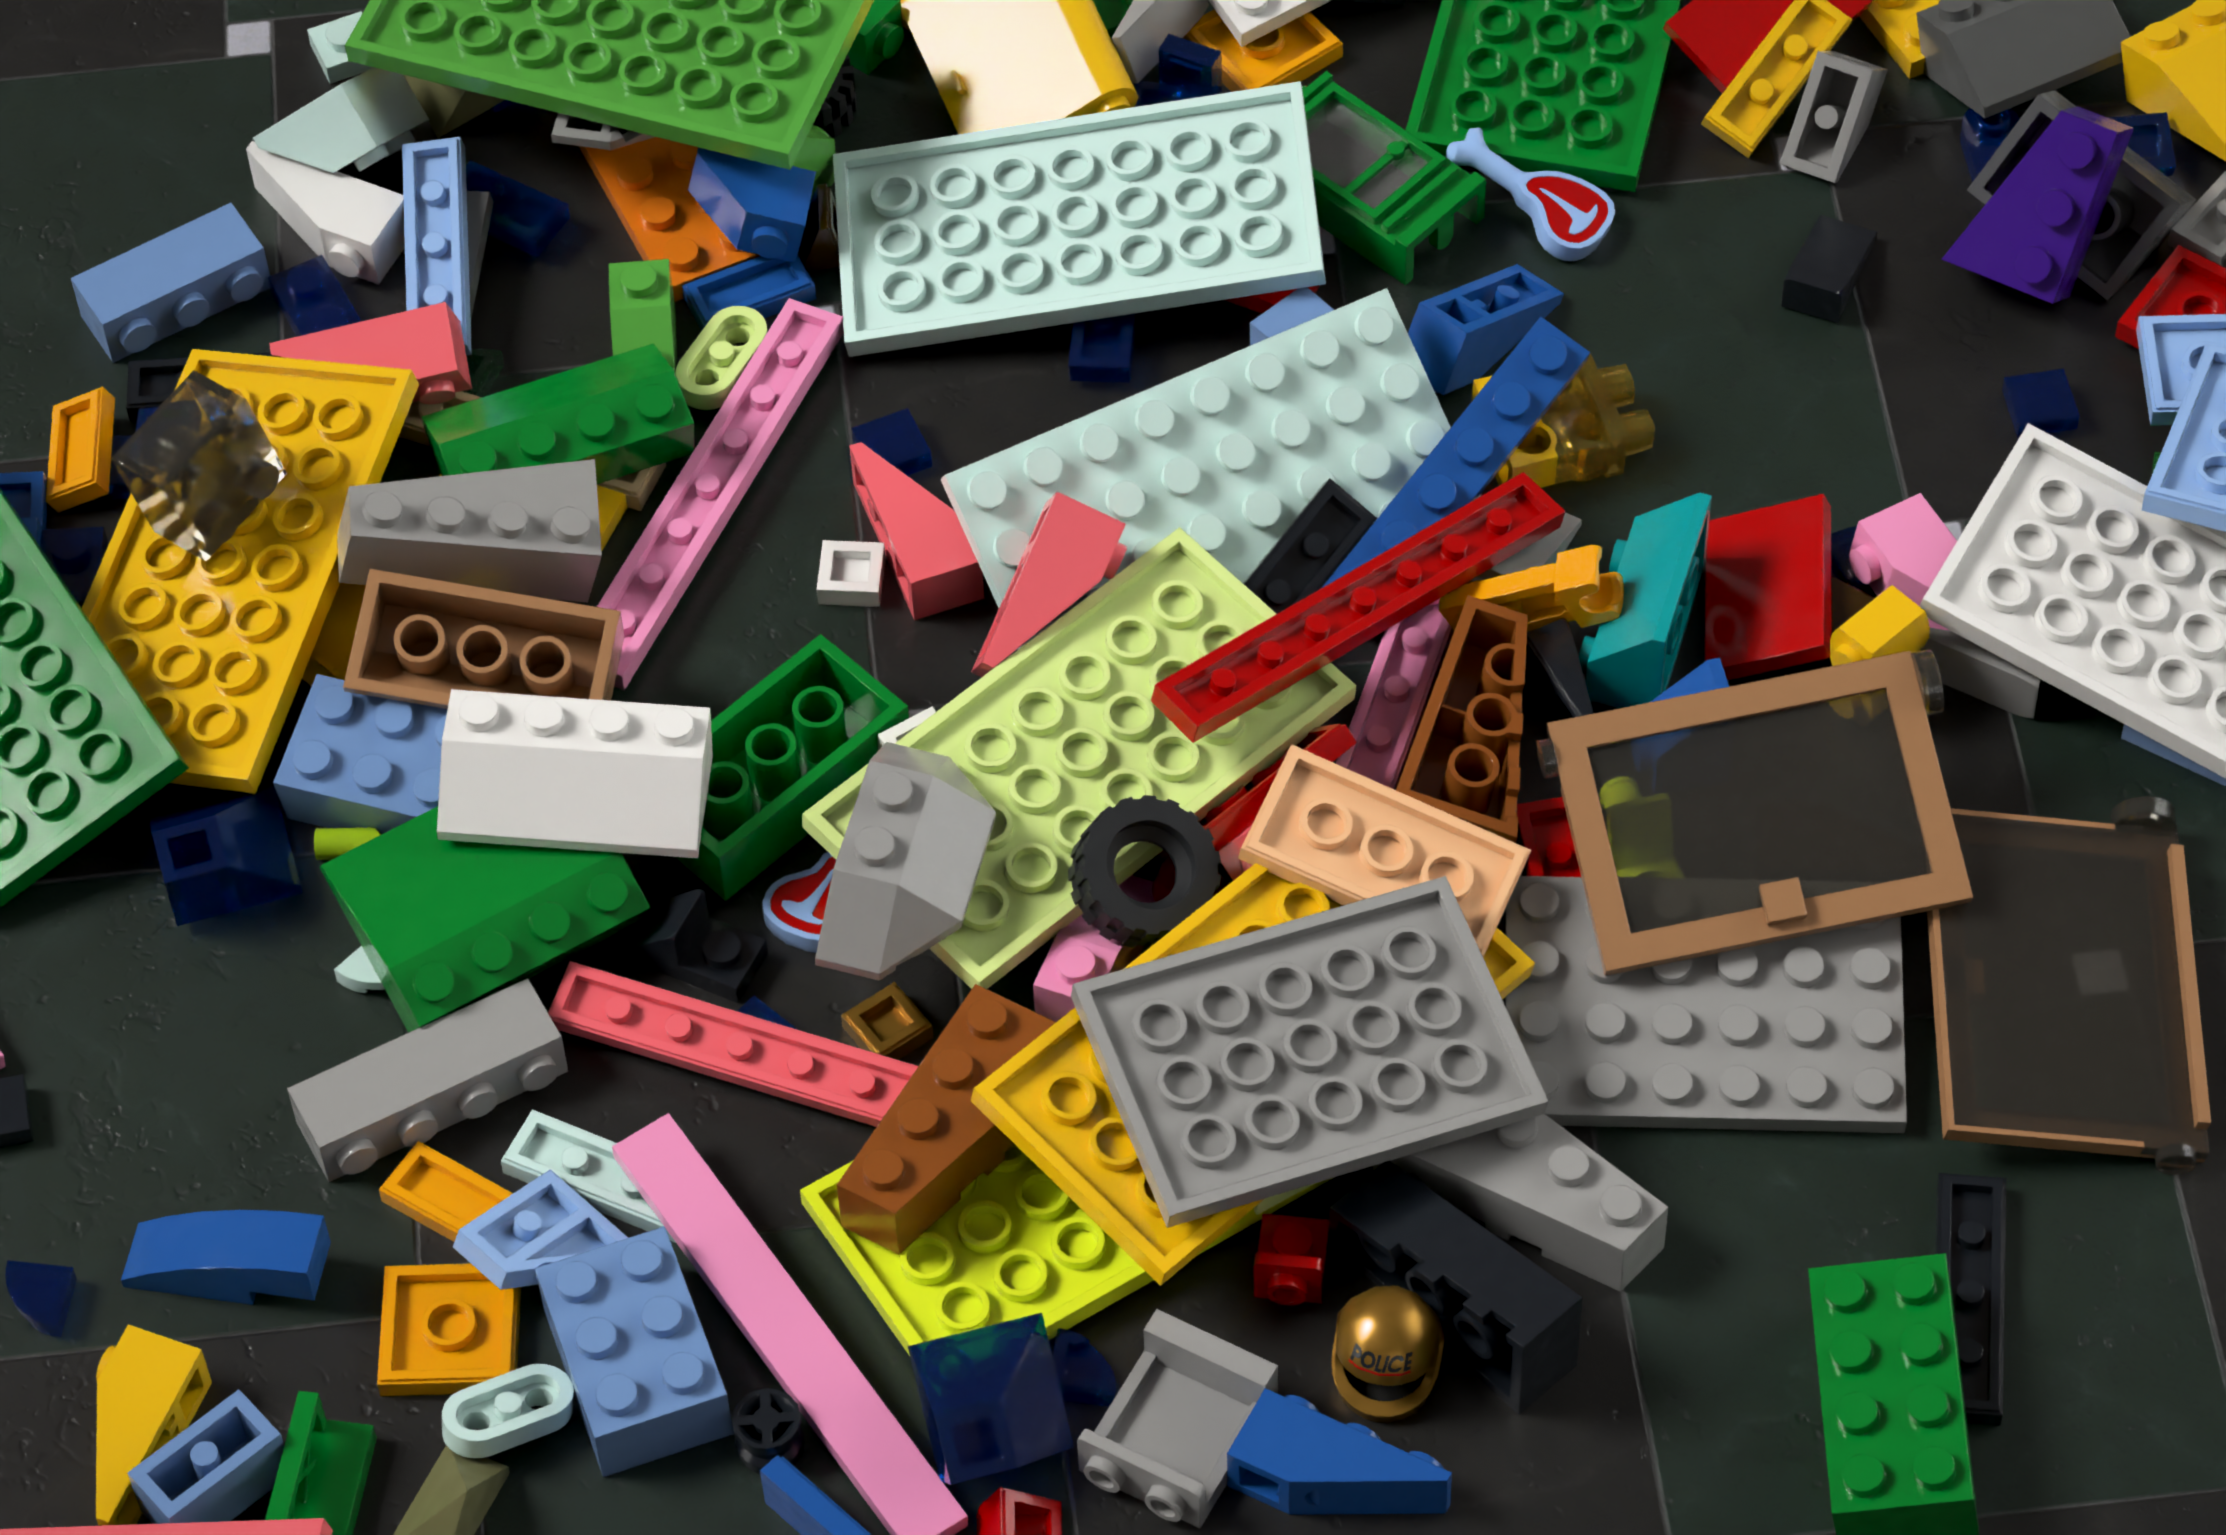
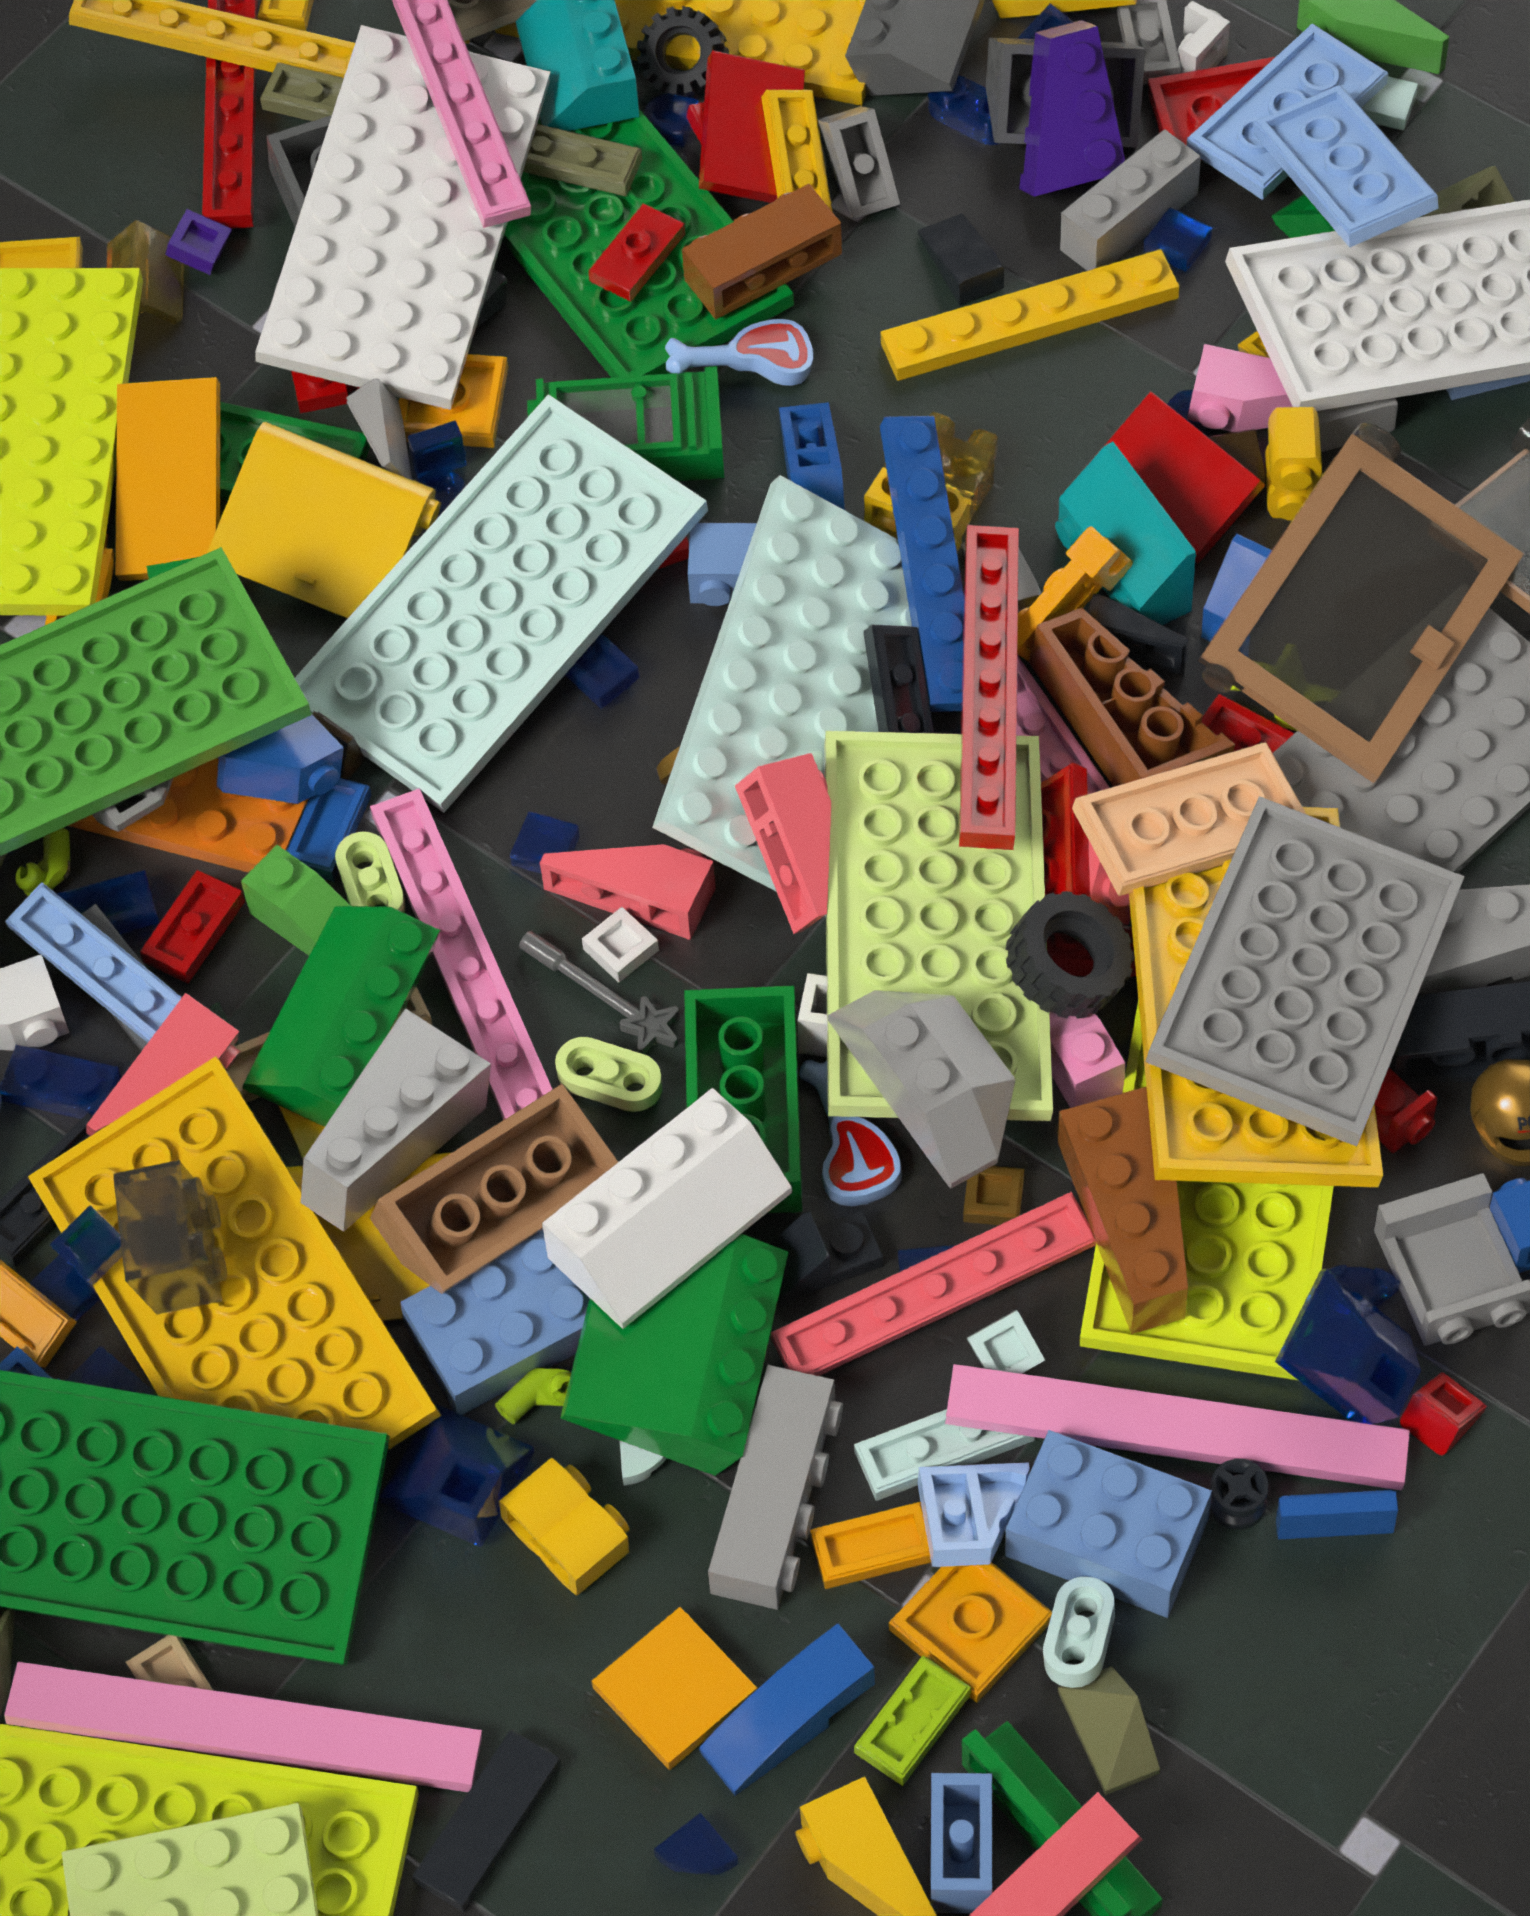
camera: 45 degrees left, 5 degrees up
(175, 1158) = (674, 1688): none -> light orange tile
(246, 963) = (566, 1525): none -> yellow brick
(307, 1354) = (912, 1720): none -> lime plate
(510, 150) = (54, 866): none -> lime arm
(550, 277) = (192, 926): none -> red plate
(714, 664) = (612, 1073): none -> yellowish green plate
(736, 1144) = (1006, 1345): none -> light aqua plate
(788, 542) = (646, 1024): none -> dark grey piece
(1541, 38) = (636, 252): none -> red plate
(1639, 115) = (762, 251): none -> dark orange brick
(1829, 361) = (1029, 314): none -> yellow plate
(2026, 331) = (1129, 202): none -> light grey brick

